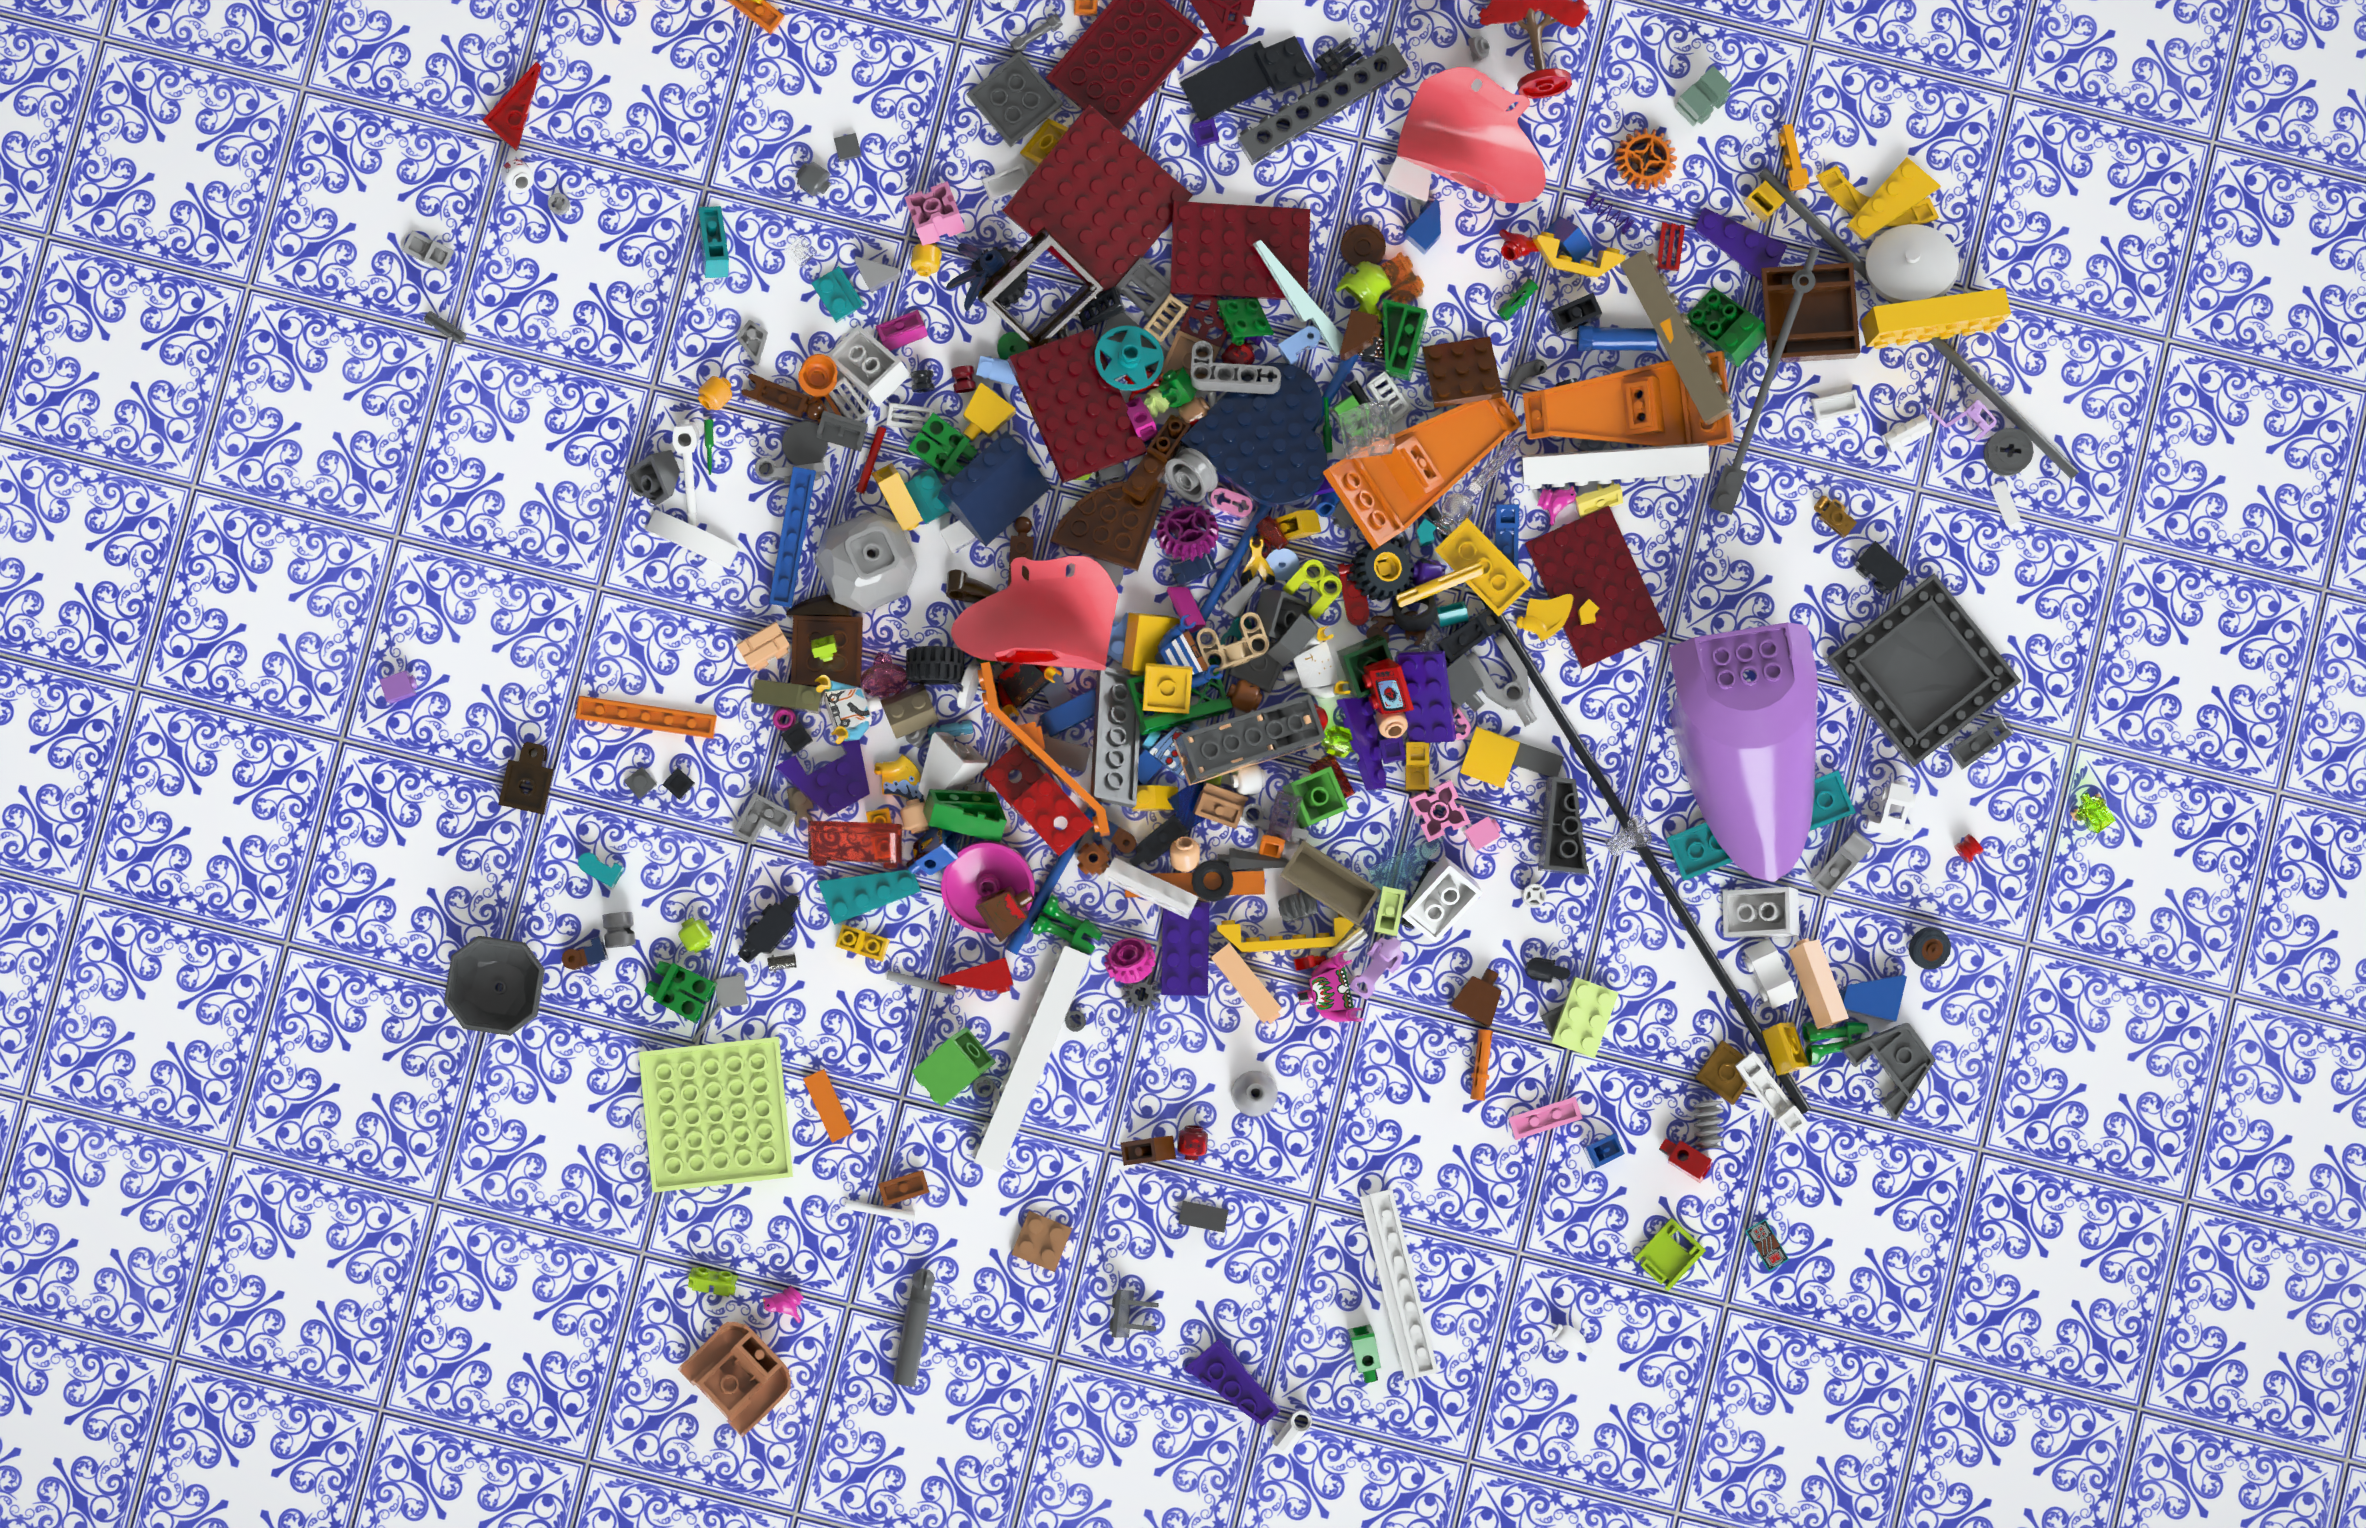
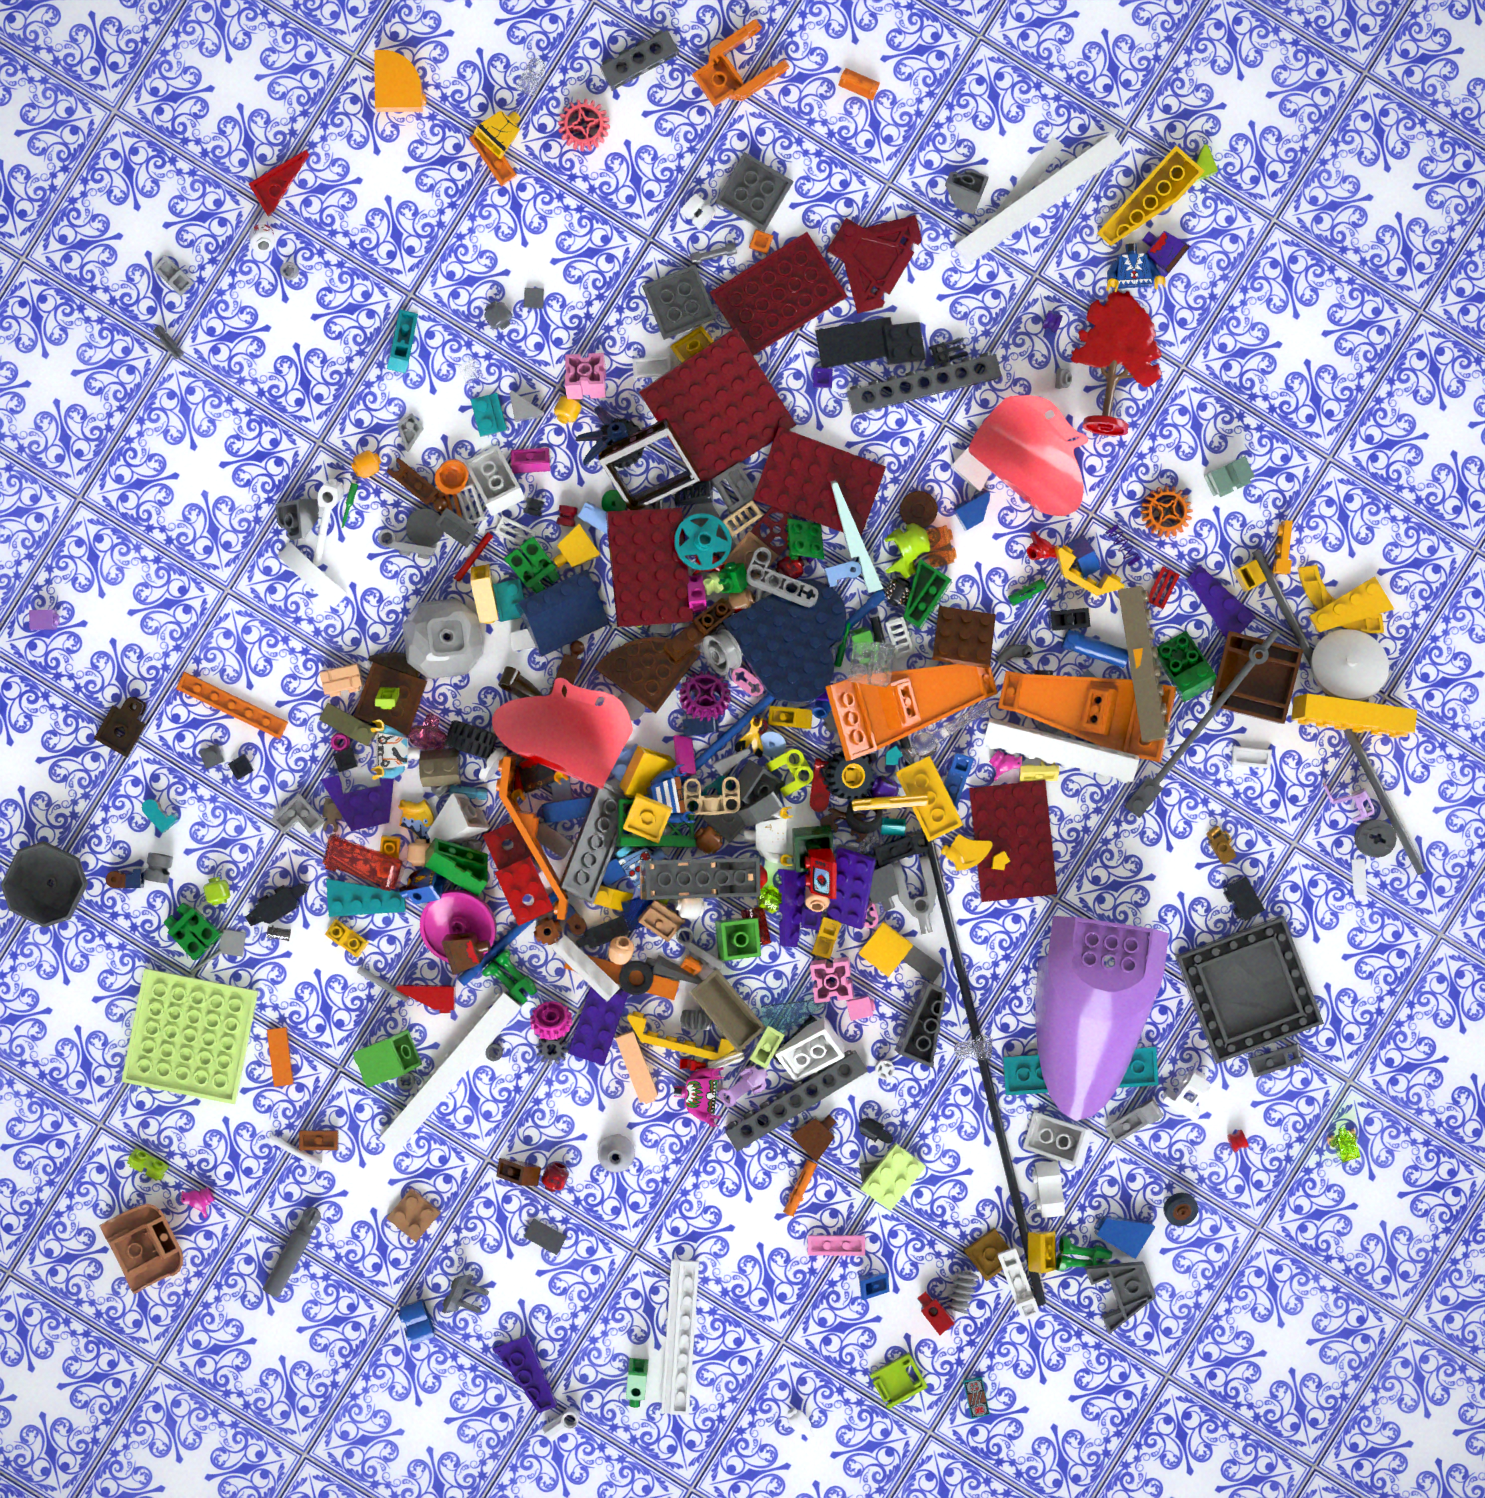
camera: 25 degrees right, 5 degrees up
(792, 537) = (390, 600): blue plate -> none
(1085, 1363) = (417, 1321): none -> blue brick
(1271, 531) = (771, 717): clear red cone -> none
(1290, 797) = (717, 935): clear purple slope -> none
(1359, 333) = (892, 581): reddish brown slope -> none
(1501, 904) = (741, 1140): none -> dark grey brick
(1818, 983) = (1084, 1210): light nougat brick -> none
(1906, 433) = (1300, 797): white axle -> none

